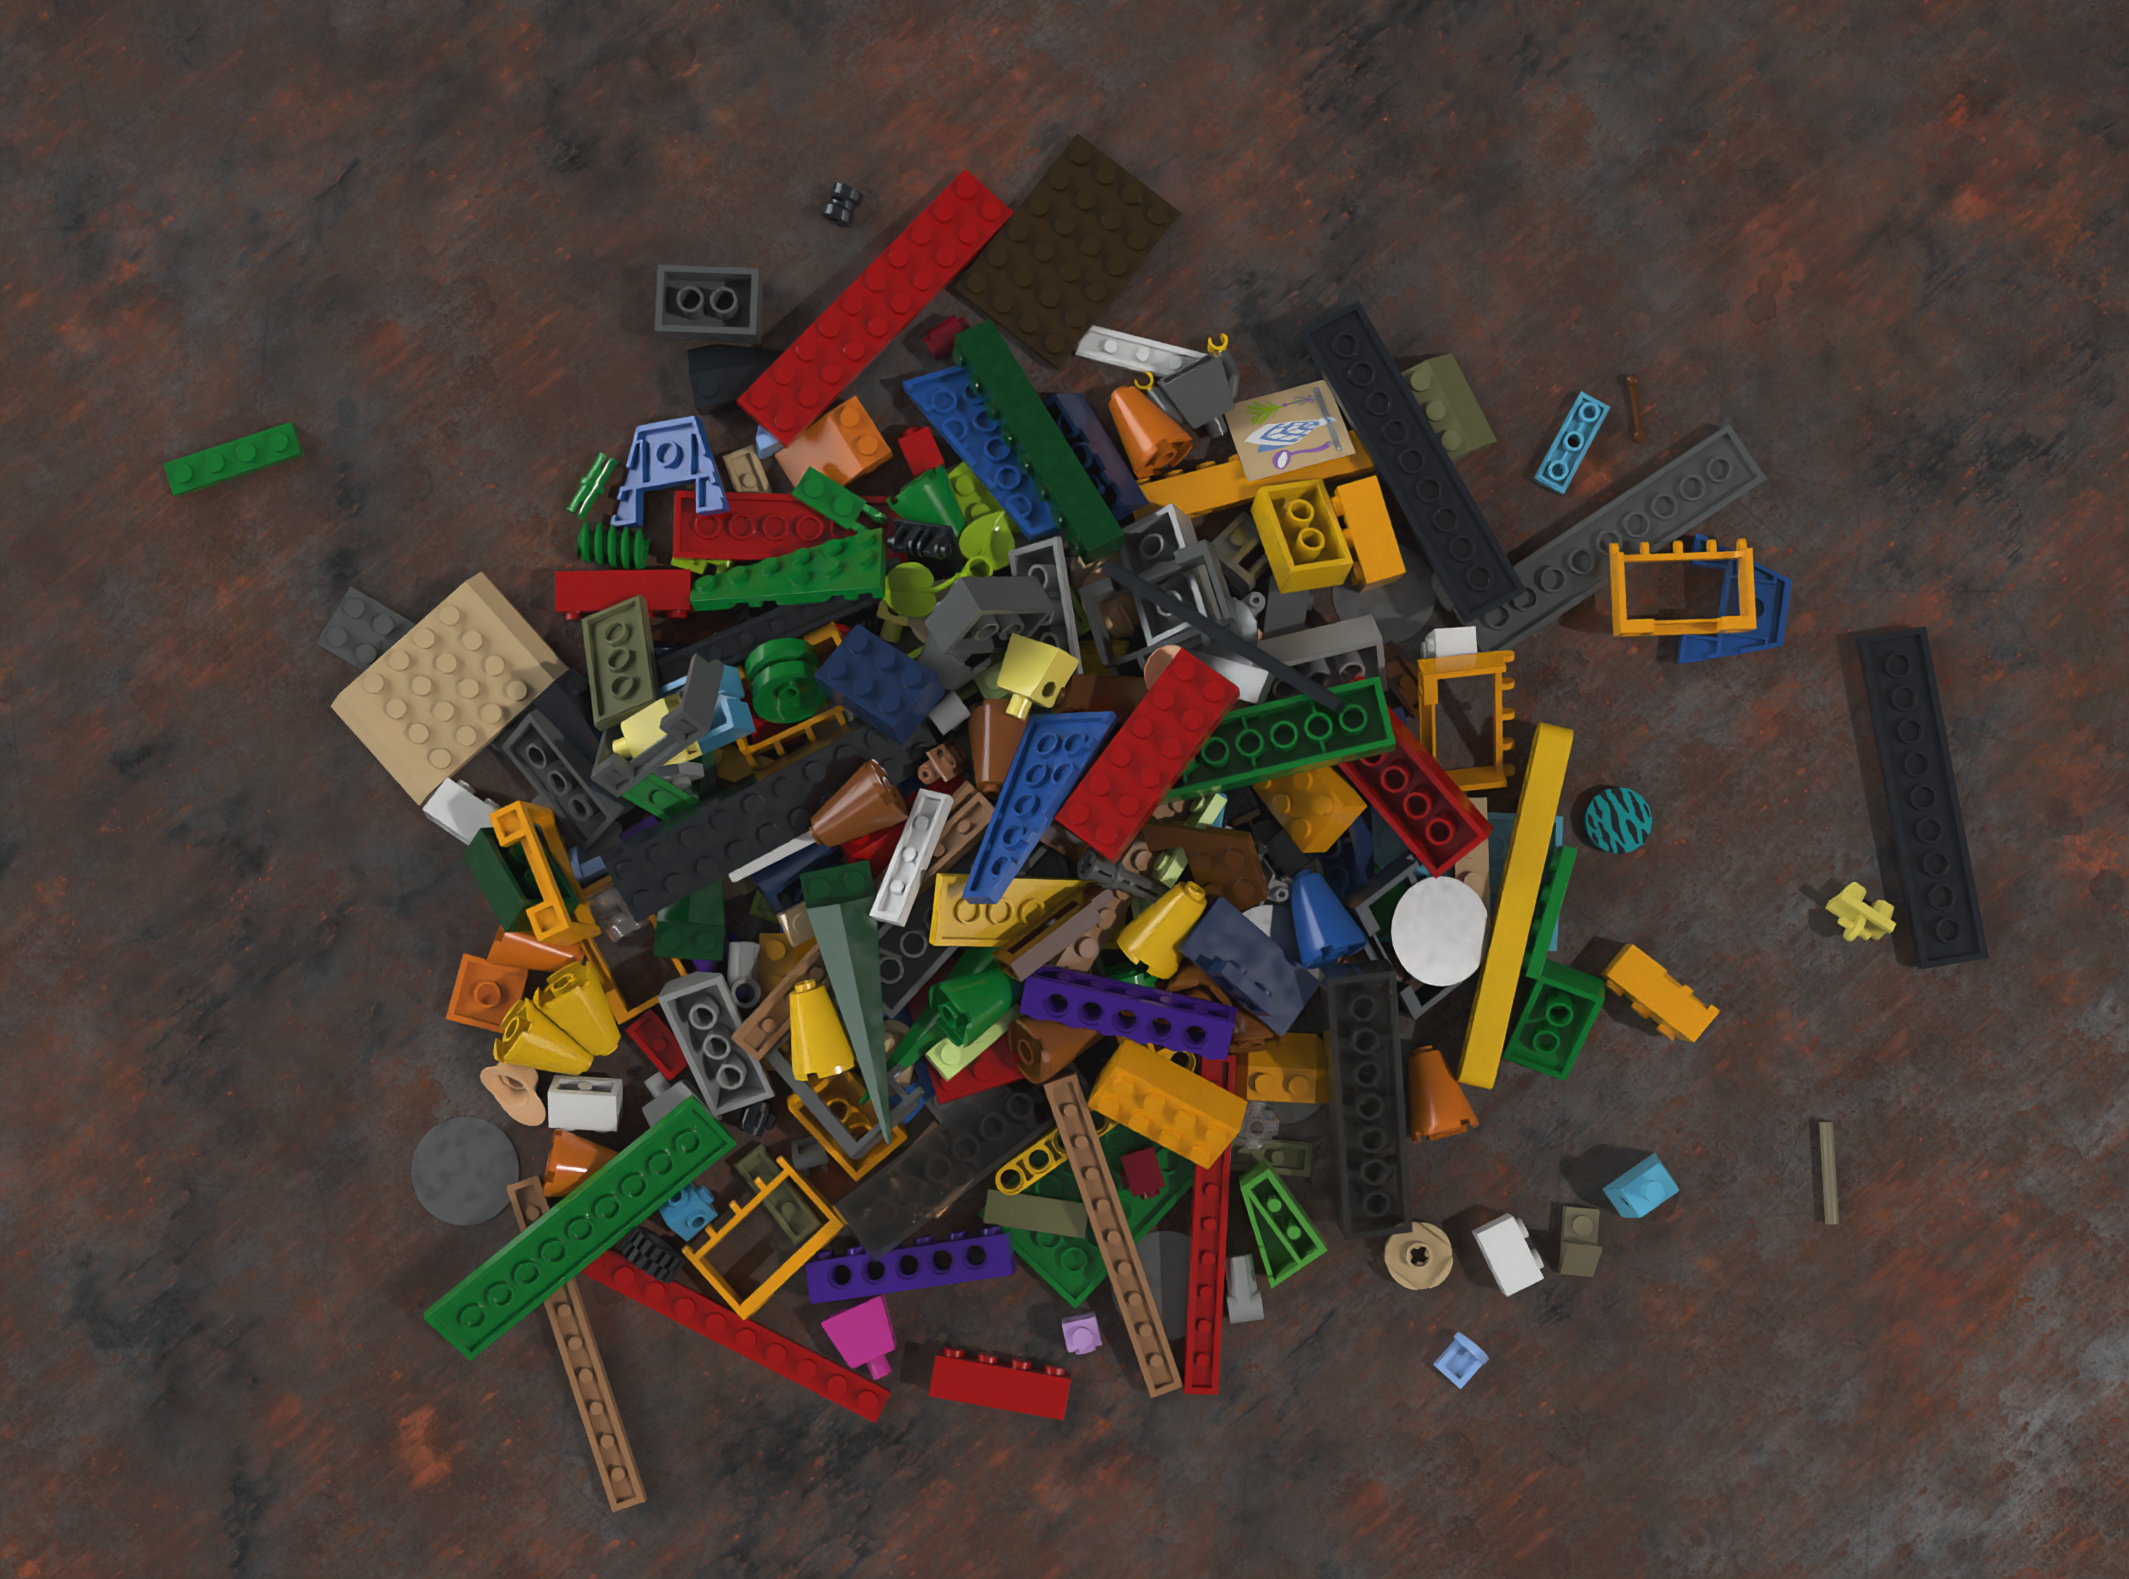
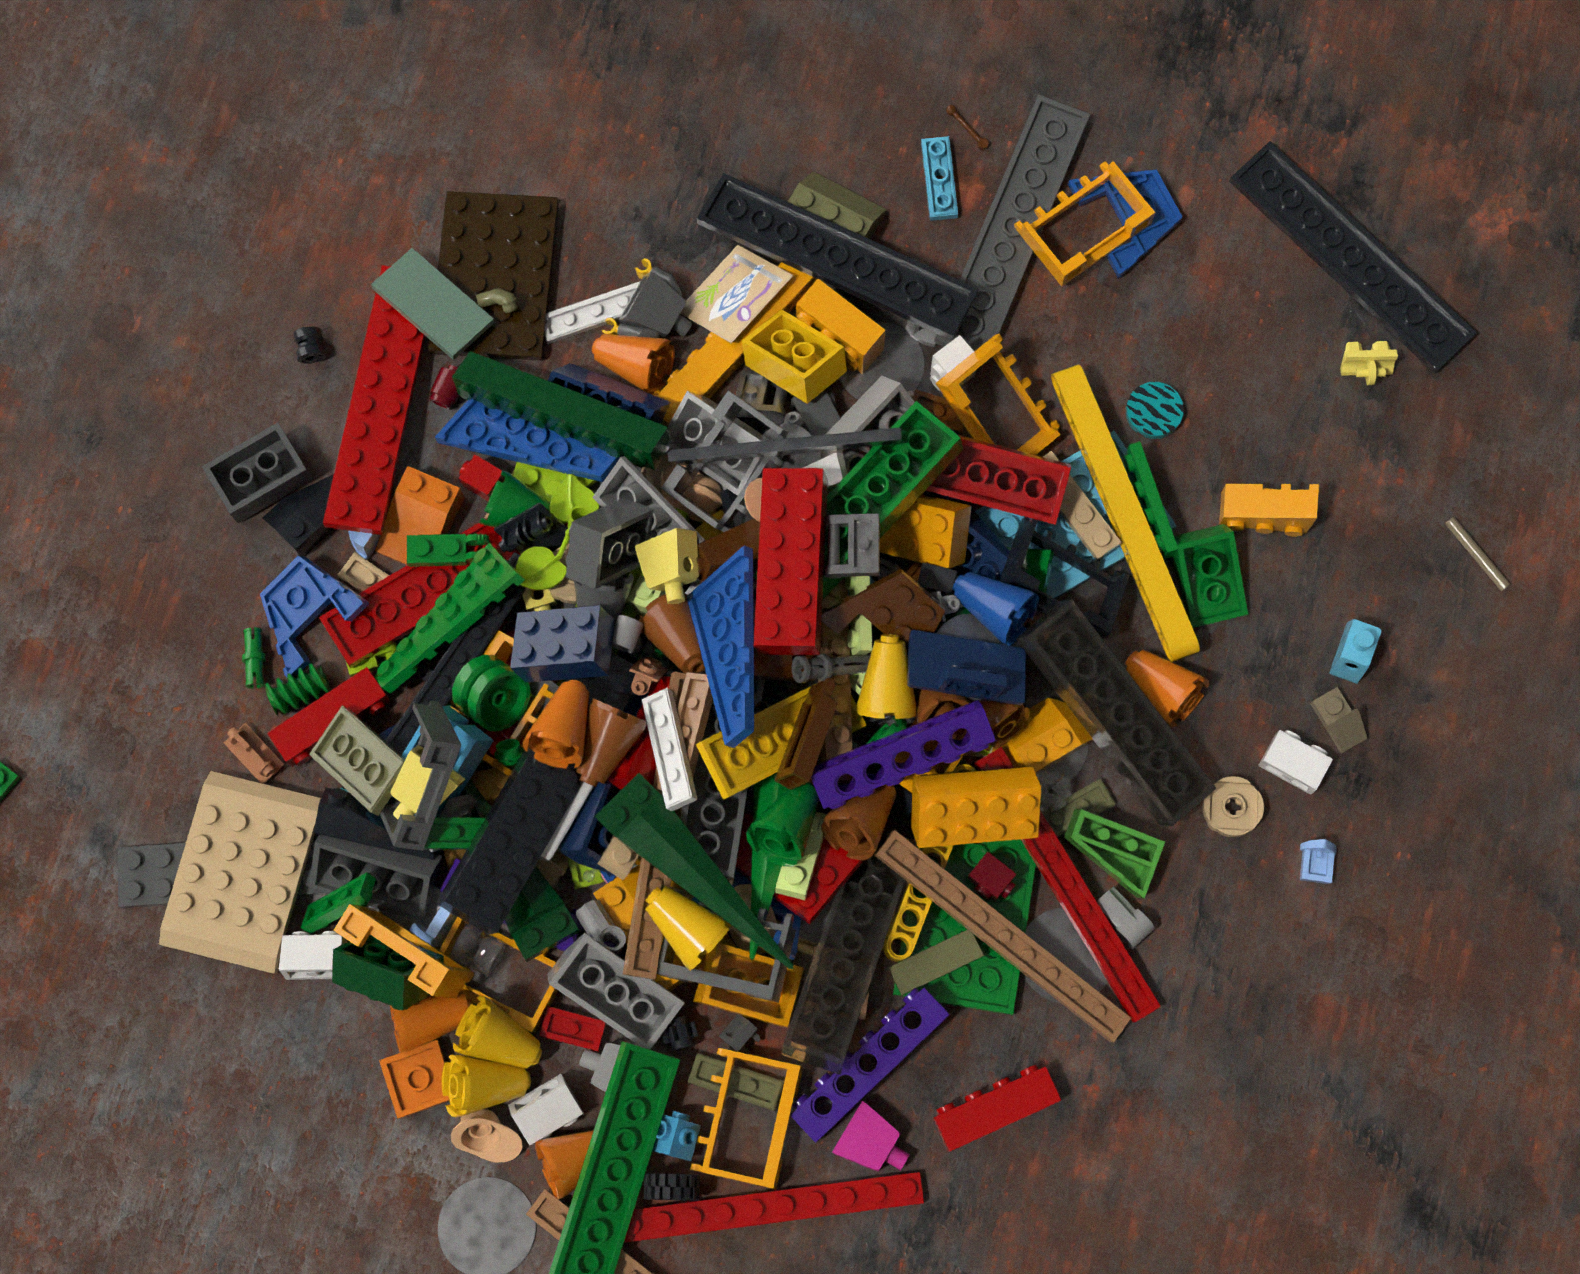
camera: 30 degrees left, 10 degrees down
(517, 782) = (333, 905): none -> green plate
(533, 579) = (253, 753): none -> nougat hinge
(765, 749) = (508, 751): none -> green plate
(823, 768) = (561, 727): none -> orange cone
(986, 244) = (432, 303): none -> sand green tile
(1055, 280) = (500, 297): none -> olive arm
(1081, 1332) = (1030, 1029): lavender brick -> none
(1227, 786) = (862, 545): none -> flat silver plate
(1440, 931) = (1084, 560): sticker -> none

